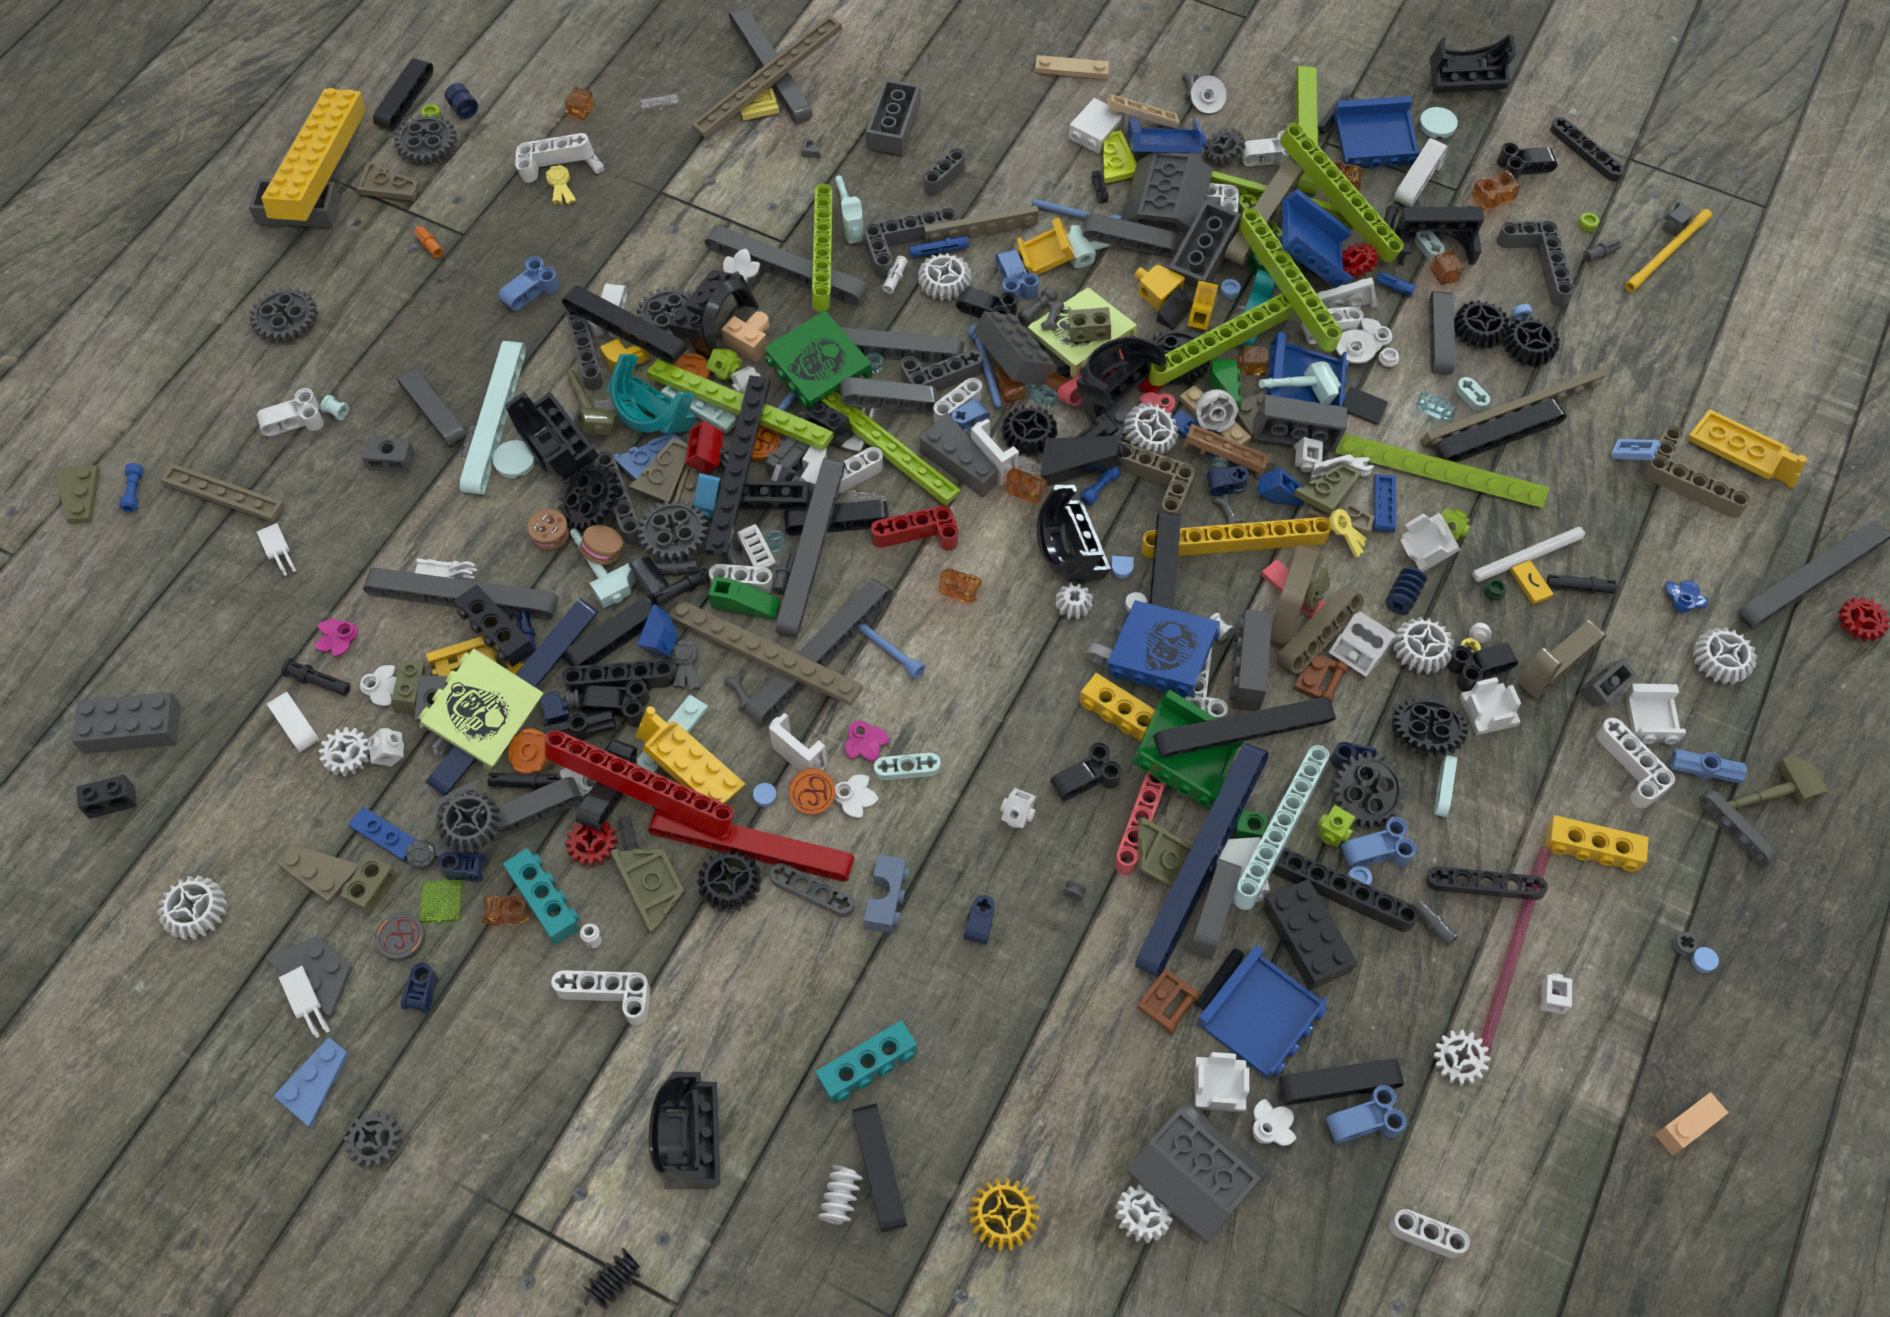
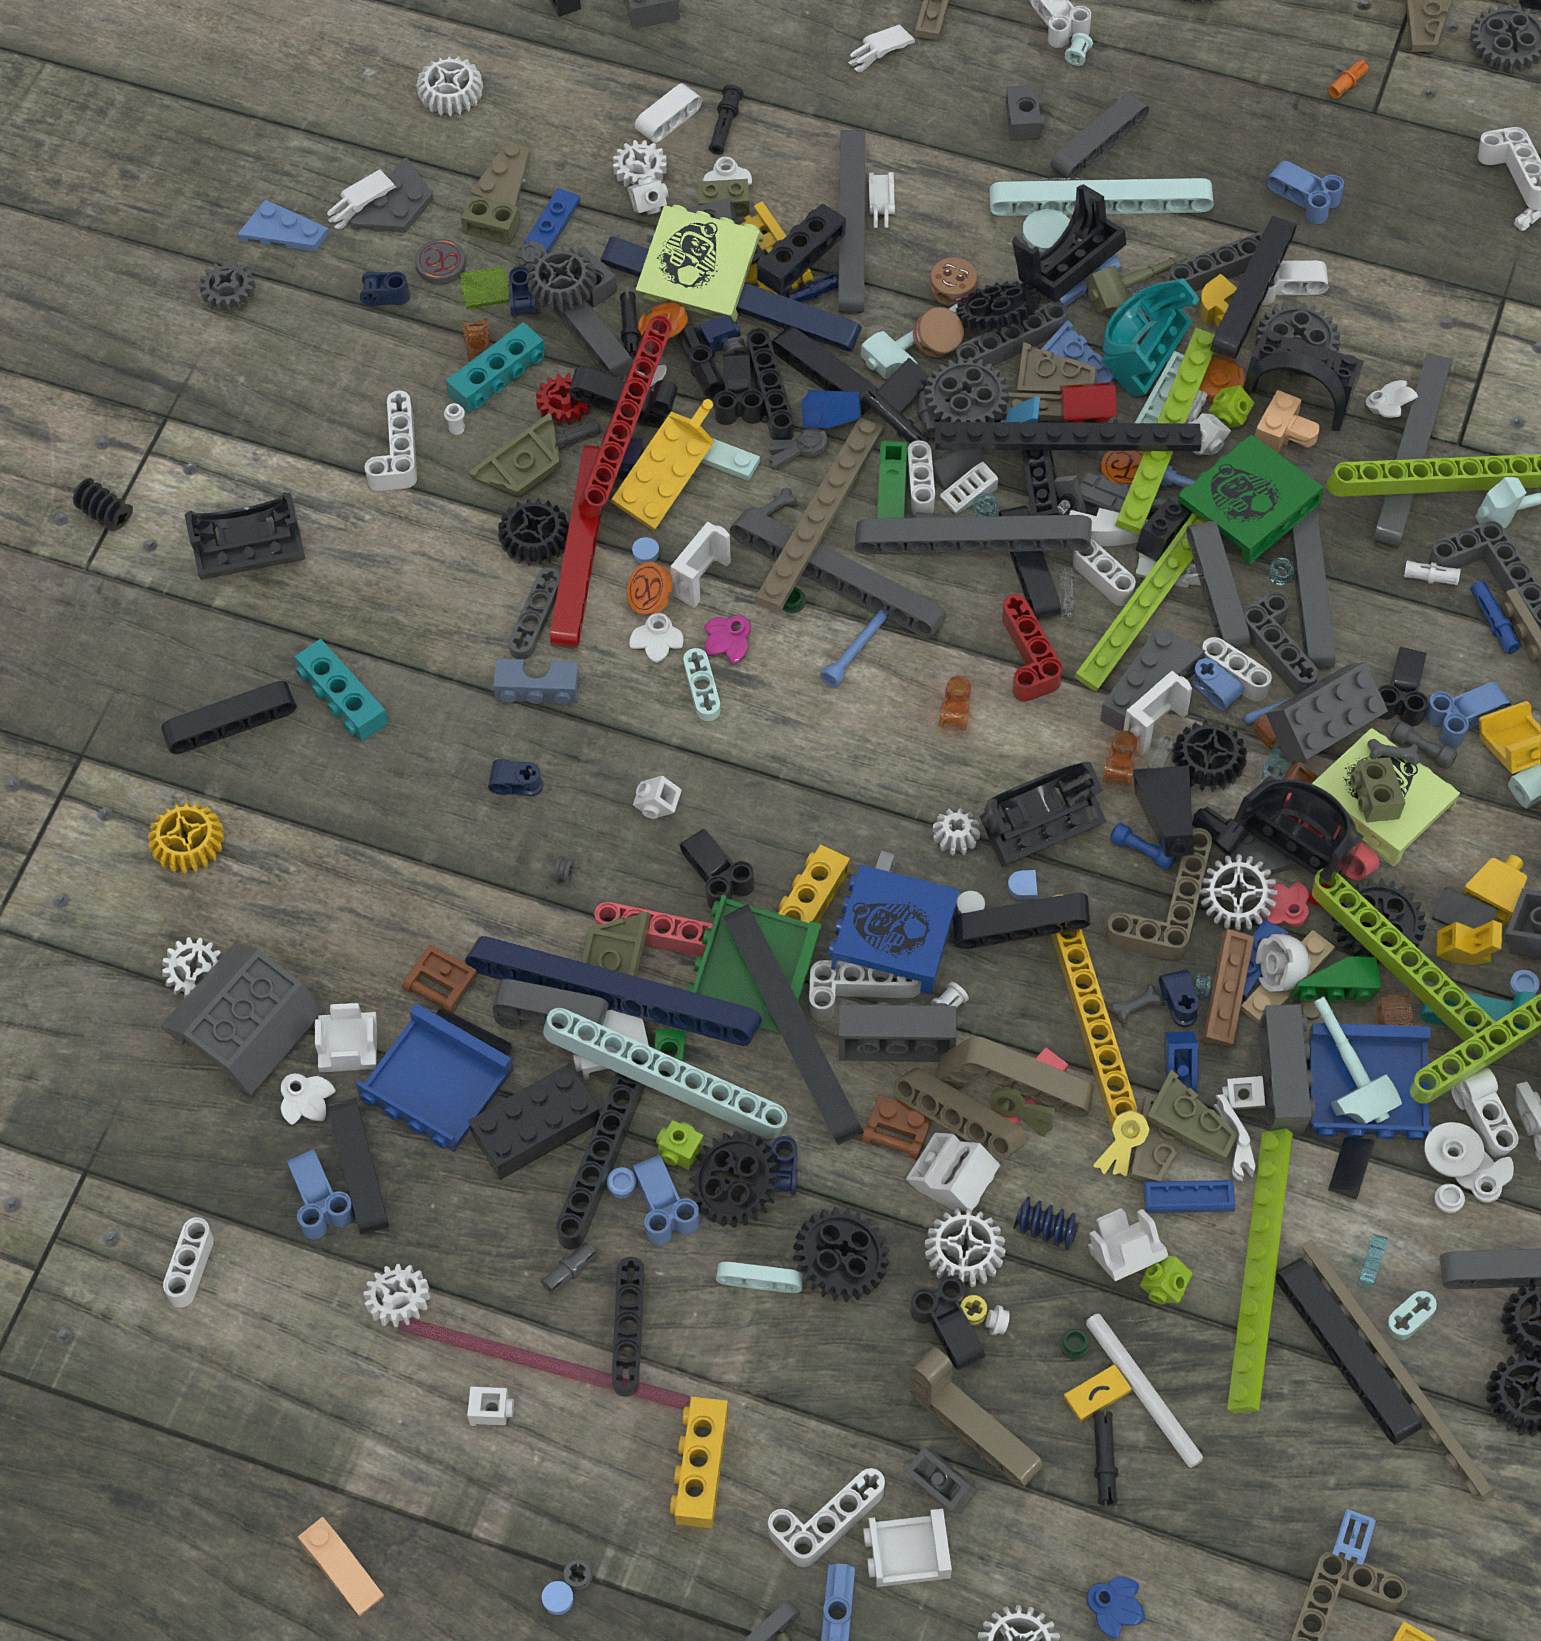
camera: 85 degrees right, 0 degrees up
(334, 637) = (780, 126): dark pink plate -> none
(558, 178) = (1488, 184): light yellow piece -> none
(839, 1195) = (195, 687): white piece -> none
(944, 276) = (1458, 634): white gear -> none
(1491, 706) = (886, 1334): white panel -> none

